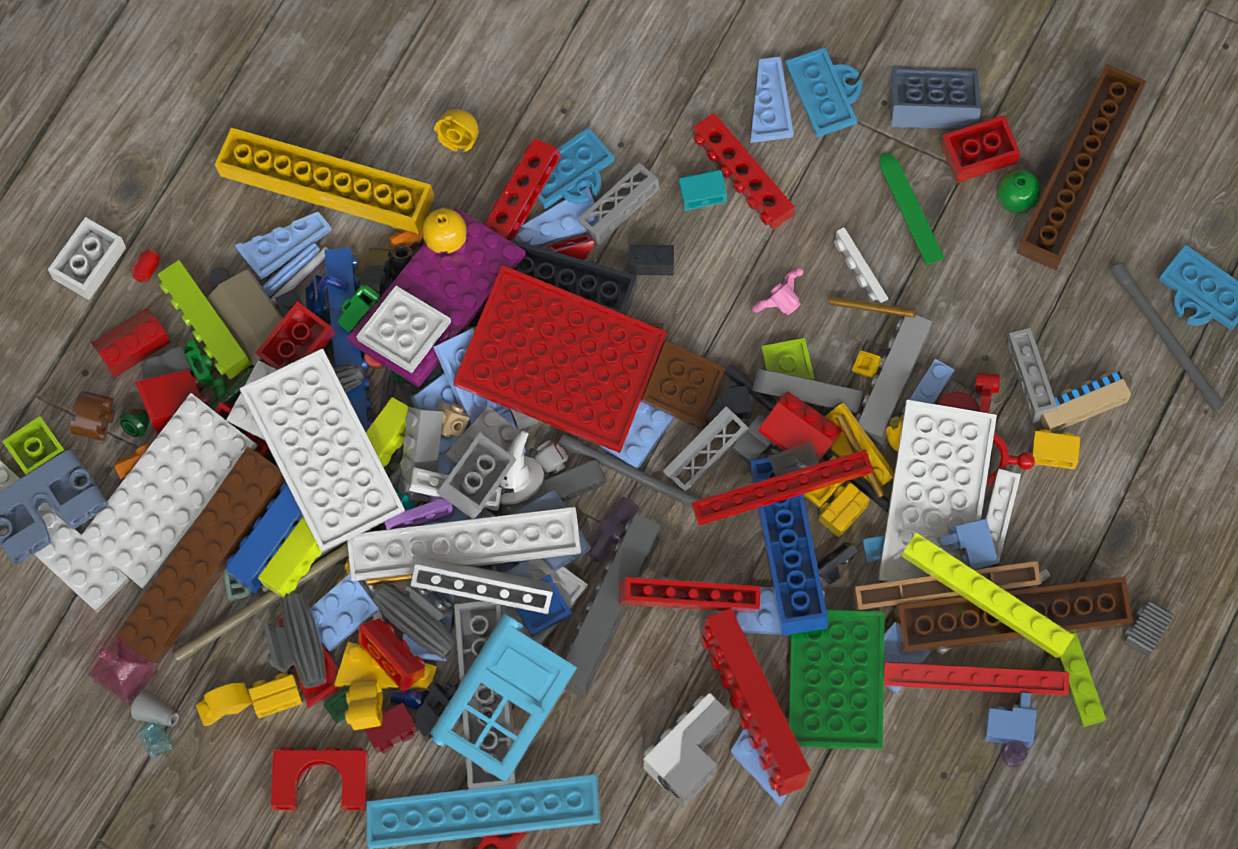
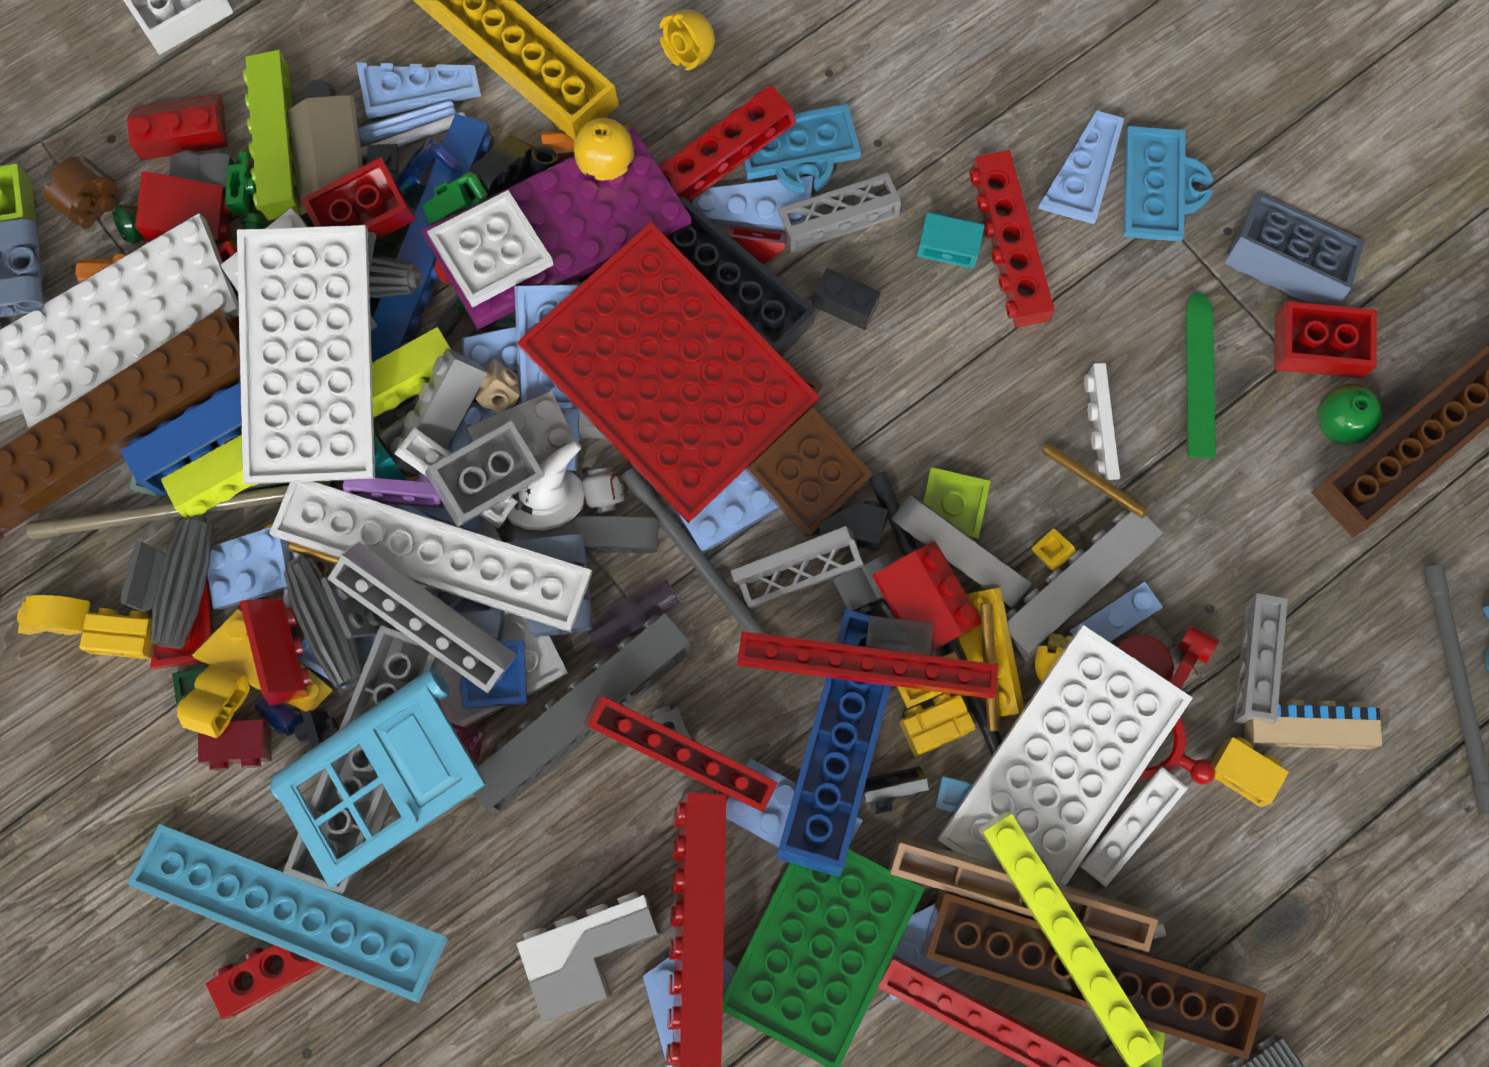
camera: 20 degrees right, 5 degrees up
(145, 266) = (241, 42): red brick -> none
(292, 764) = (89, 734): red arch -> none
(425, 721) = (281, 753): black brick -> none
(782, 295) = (988, 415): bright pink piece -> none
(975, 542) = (1086, 852): medium blue hinge -> none

